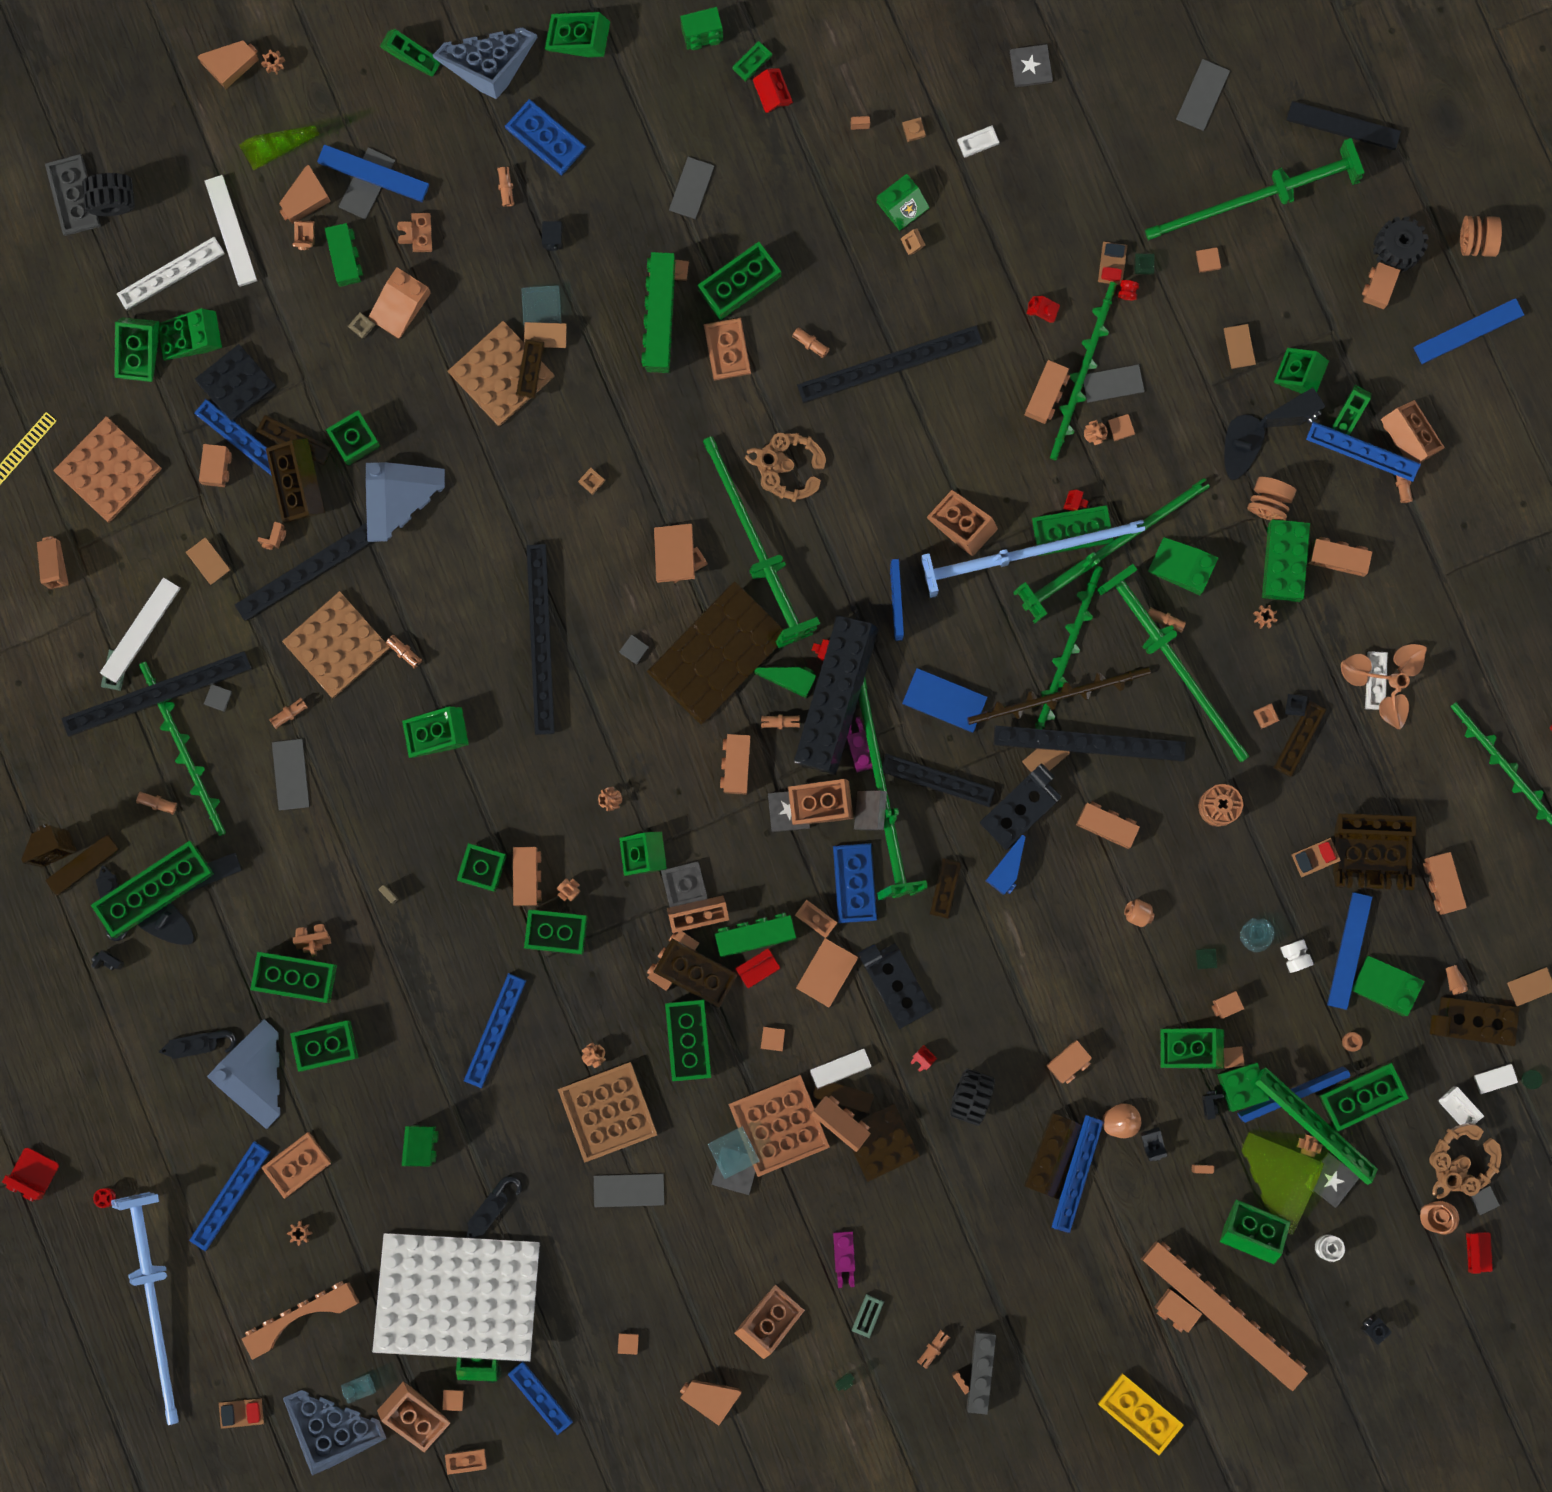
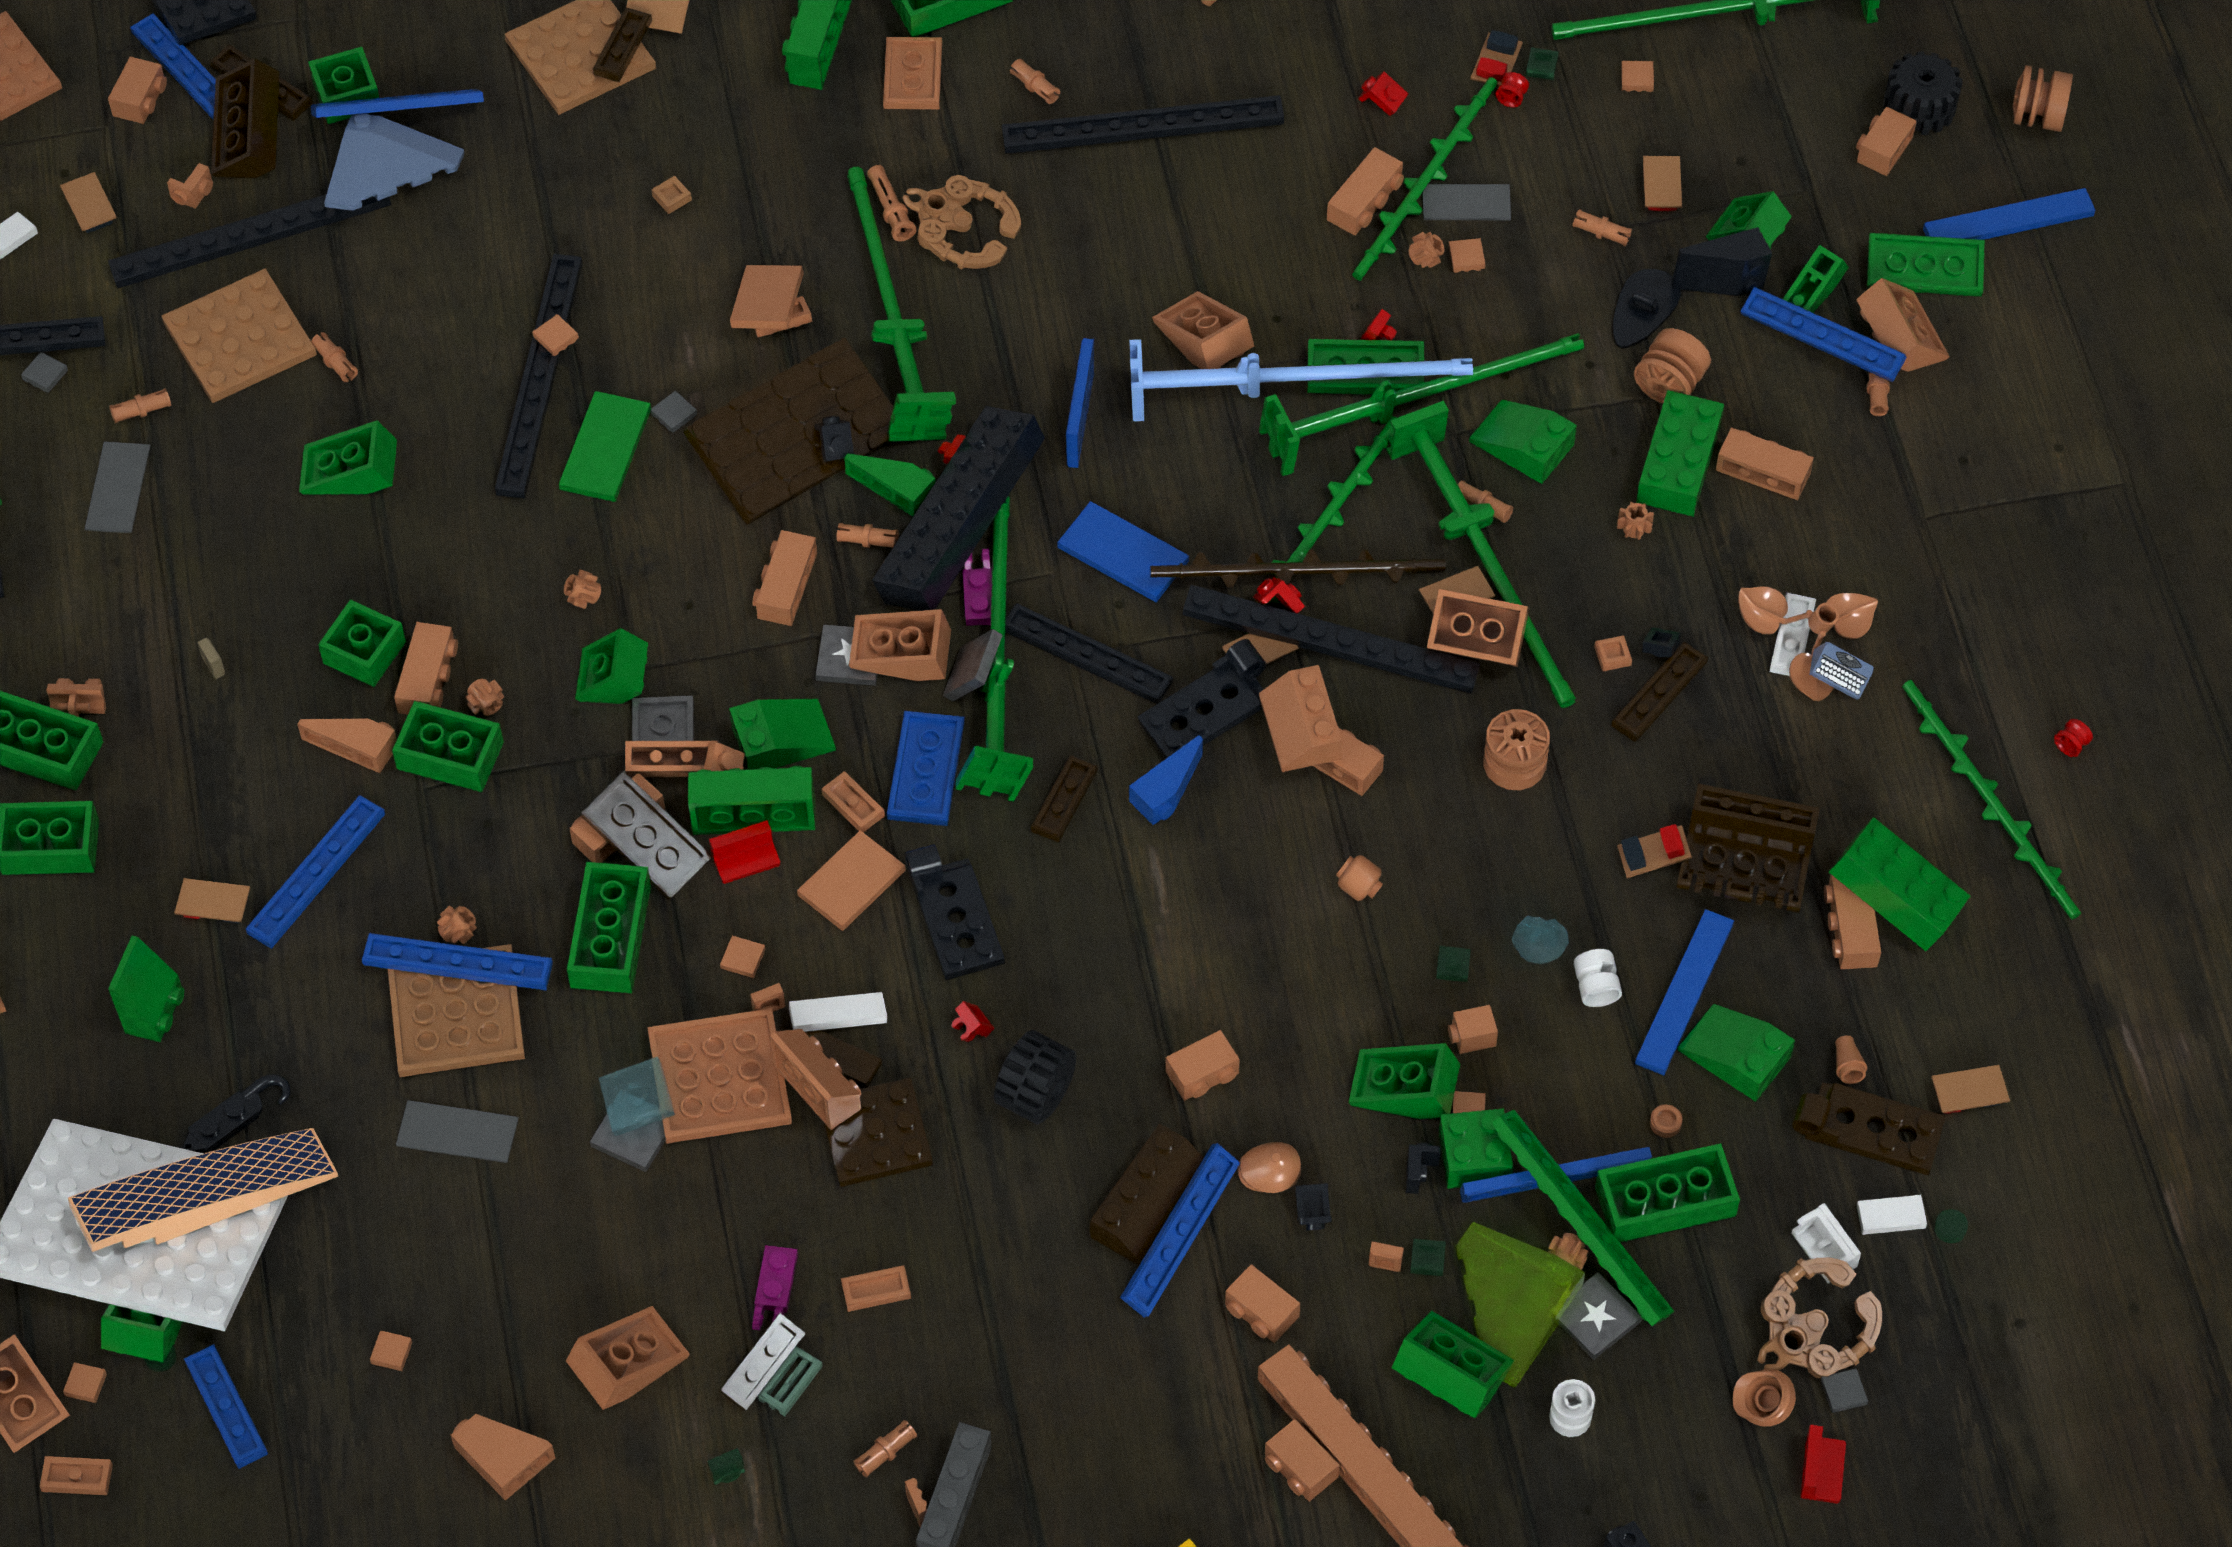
camera: 10 degrees right, 25 degrees down
(393, 449) = (397, 103): none -> blue tile
(438, 1066) = (212, 900): none -> medium nougat piece
(491, 1273) = (200, 1190): none -> slope
(497, 935) = (353, 739): none -> nougat slope
(544, 611) = (555, 335): none -> nougat piece
(596, 684) = (605, 446): none -> green tile
(601, 1082) = (457, 961): none -> blue tile
(732, 914) = (723, 758): none -> nougat bracket
(740, 468) = (879, 179): none -> nougat pin
(745, 657) = (835, 438): none -> black bracket
(760, 877) = (780, 731): none -> green slope
(796, 1069) = (768, 998): none -> nougat tile
(849, 1311) = (762, 1362): none -> plate
(904, 1246) = (876, 1288): none -> nougat tile
(1048, 718) = (1286, 594): none -> red bracket
(1085, 816) = (1301, 719): none -> nougat slope
(1136, 1214) = (1262, 1304): none -> nougat brick
(1162, 692) = (1467, 582): none -> medium nougat piece
(1182, 722) = (1478, 627): none -> nougat brick
(1206, 390) = (1602, 227): none -> nougat pin
(1227, 1163) = (1428, 1257): none -> clear green plate
(1411, 707) = (1840, 669): none -> slope
(1420, 380) = (1927, 263): none -> green tile
(1472, 860) = (1899, 884): none -> green brick

